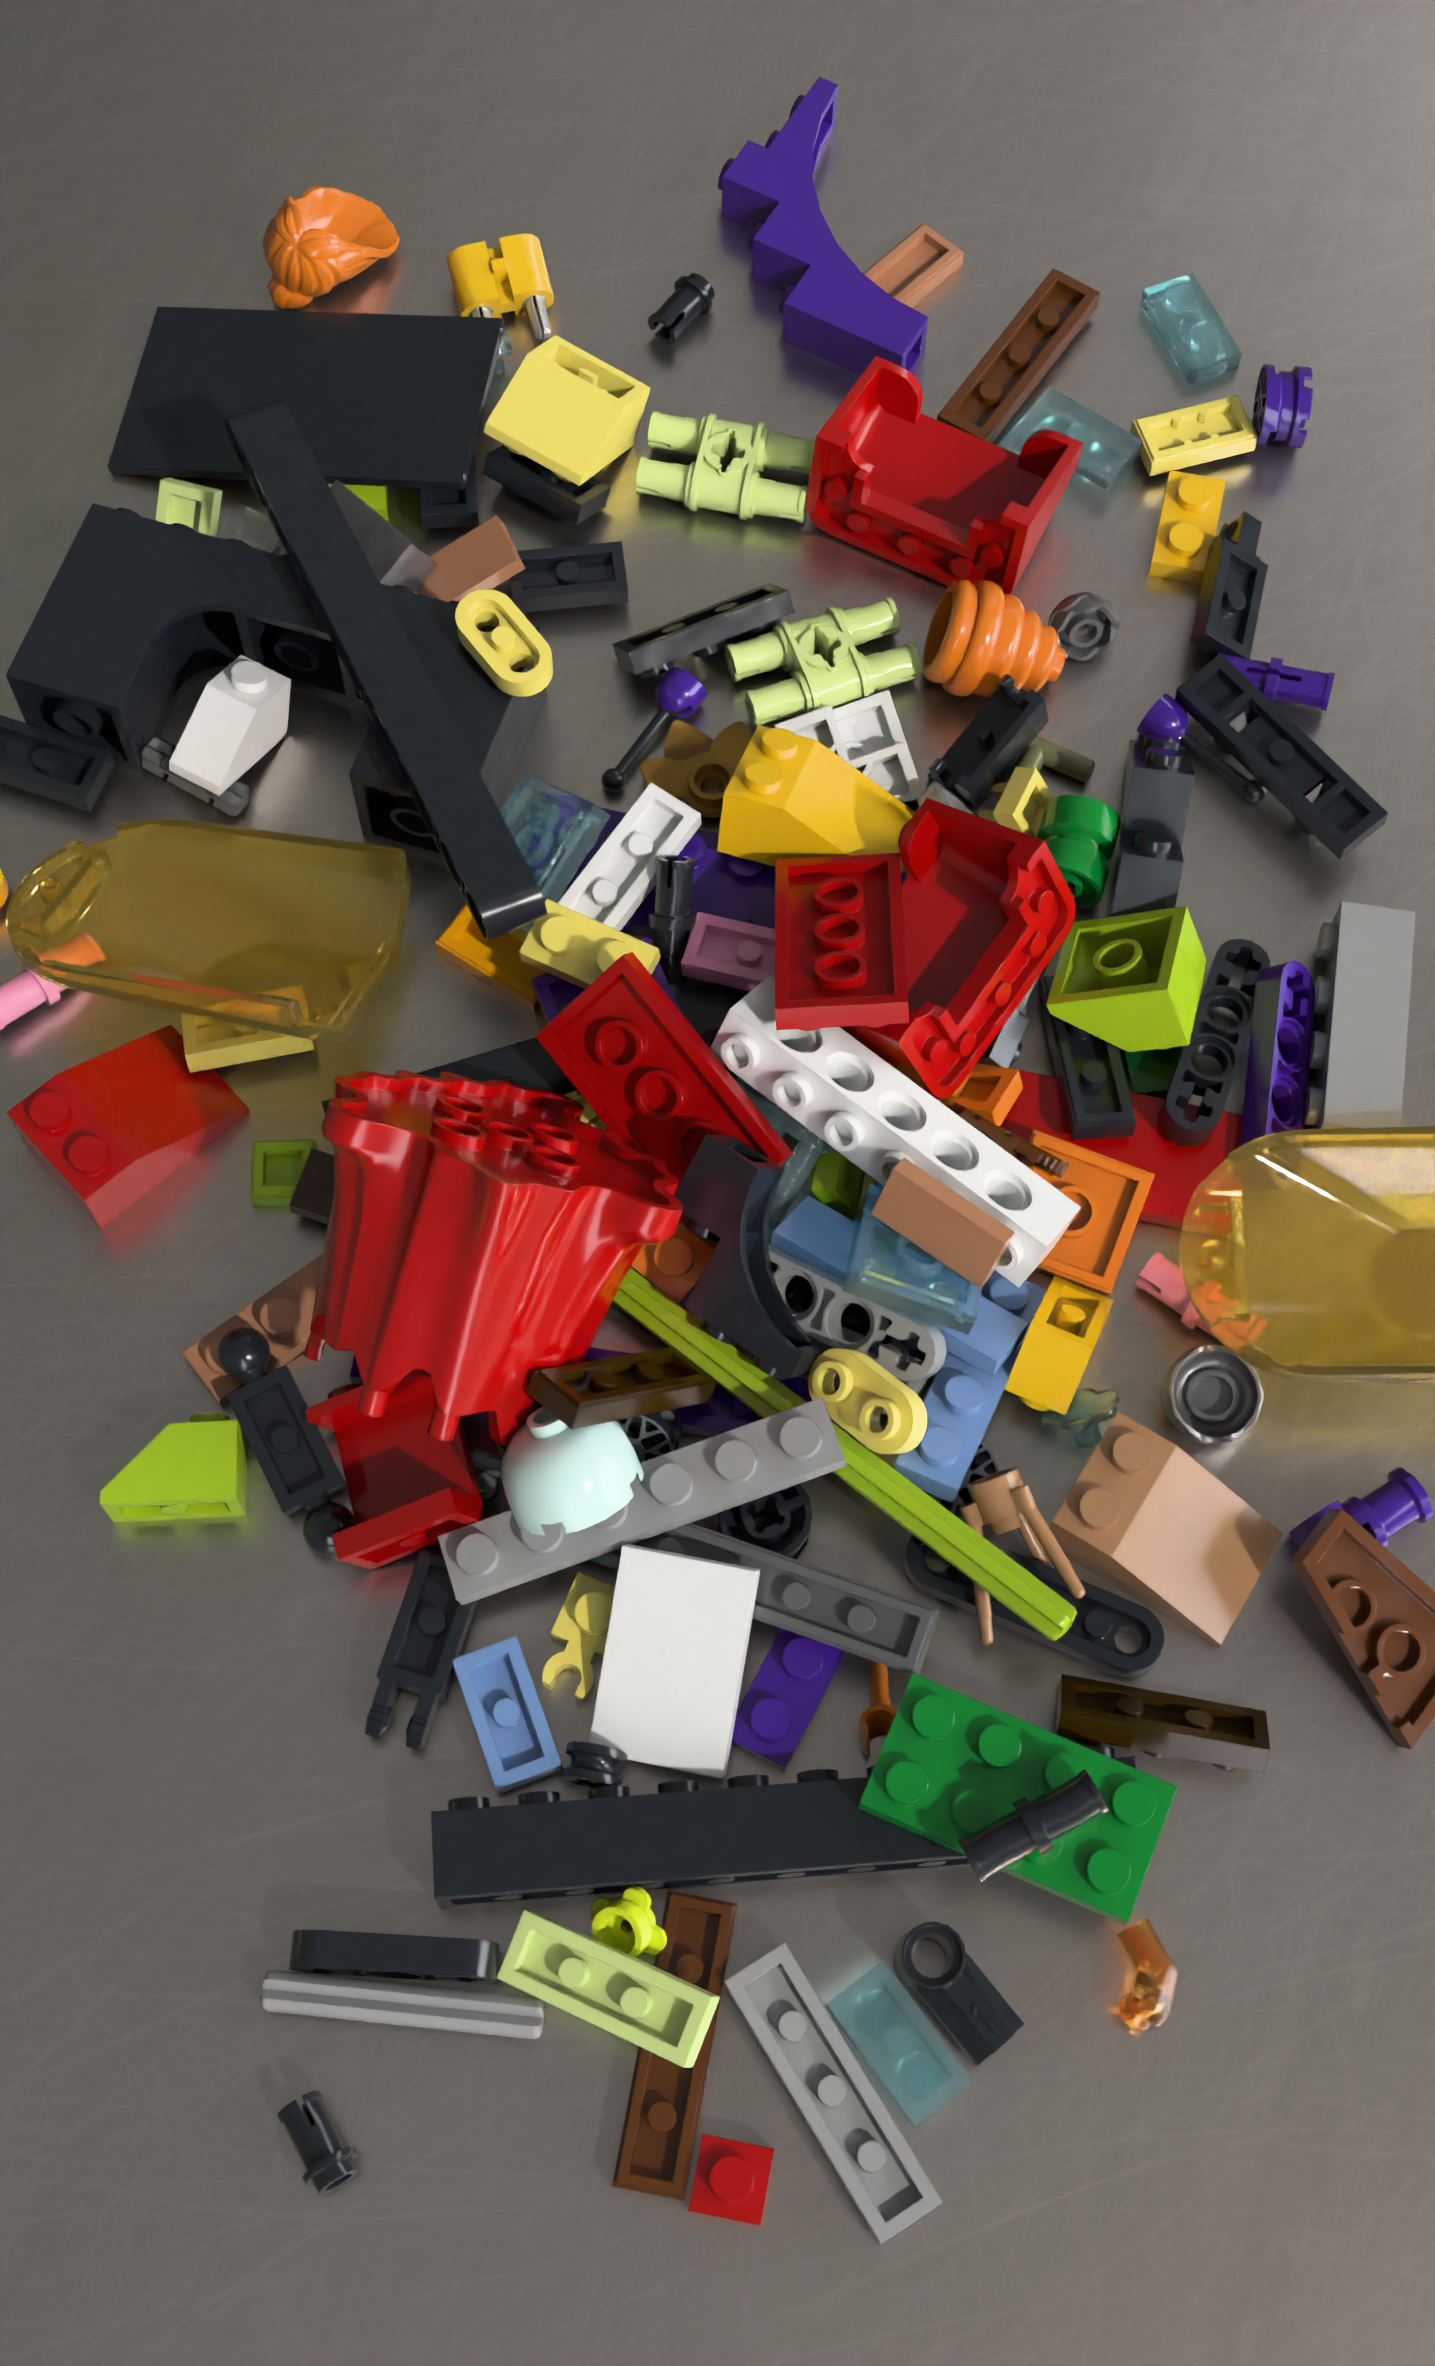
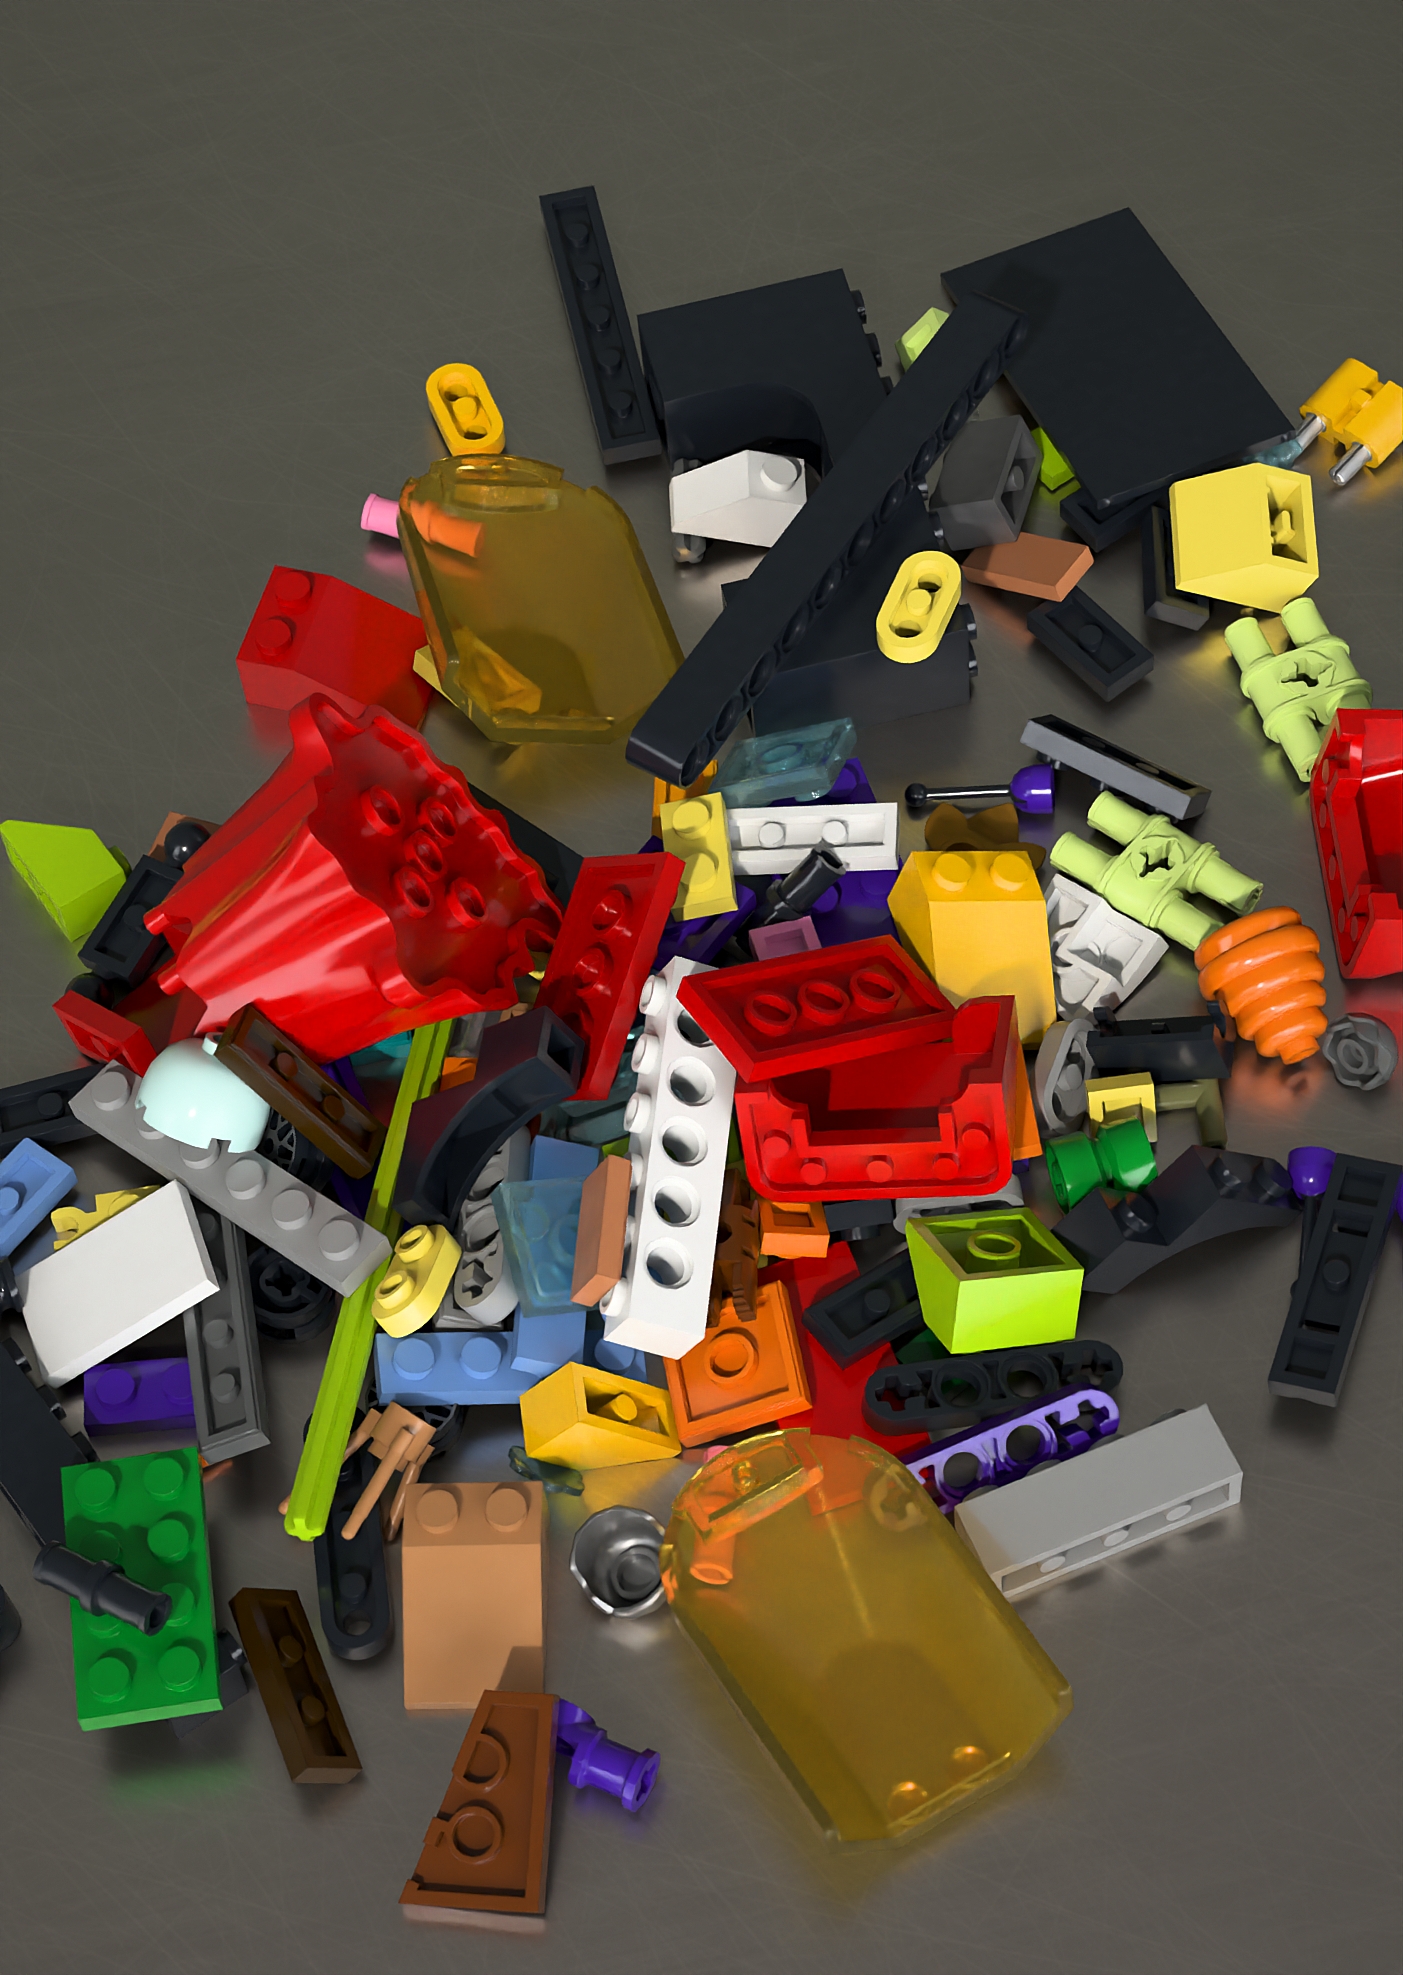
camera: 65 degrees right, 10 degrees down
(323, 242) = (1287, 268): orange hair -> none
(1155, 1979) = (66, 1802): clear orange arm -> none

